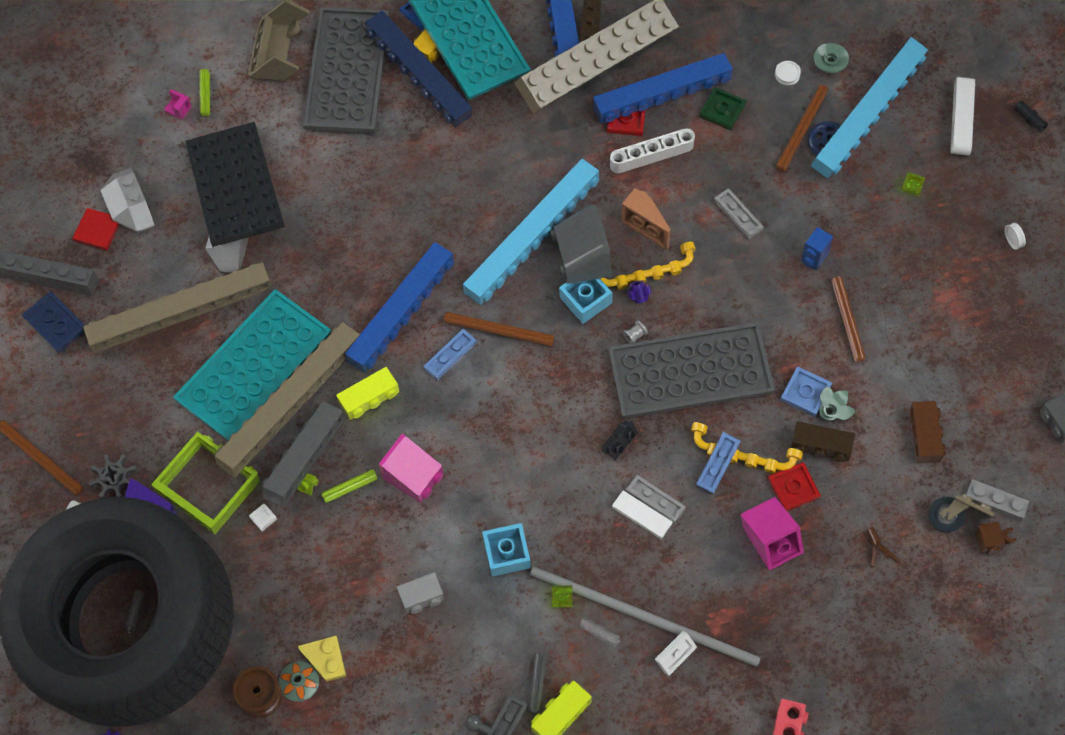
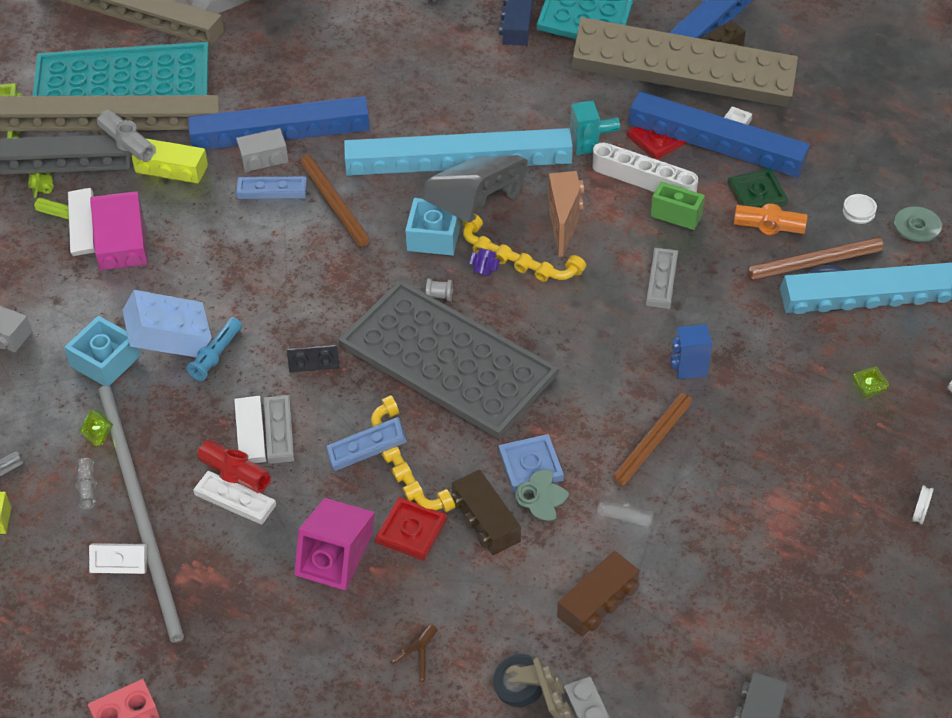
camera: 45 degrees right, 15 degrees down
(343, 403) = (126, 135): none -> light grey piece
(374, 483) = (80, 222): none -> white tile
(415, 335) = (262, 150): none -> light grey brick
(527, 499) = (166, 323): none -> light blue brick
(563, 494) = (209, 355): none -> dark azure pin
(591, 147) = (587, 127): none -> teal brick
(658, 66) = (739, 115): none -> white plate
(667, 543) = (234, 466): none -> red piece
(684, 560) = (235, 497): none -> white tile
(700, 159) = (677, 205): none -> bright green brick
(753, 122) = (770, 219): none -> orange piece
(886, 375) = (625, 513): none -> clear pin

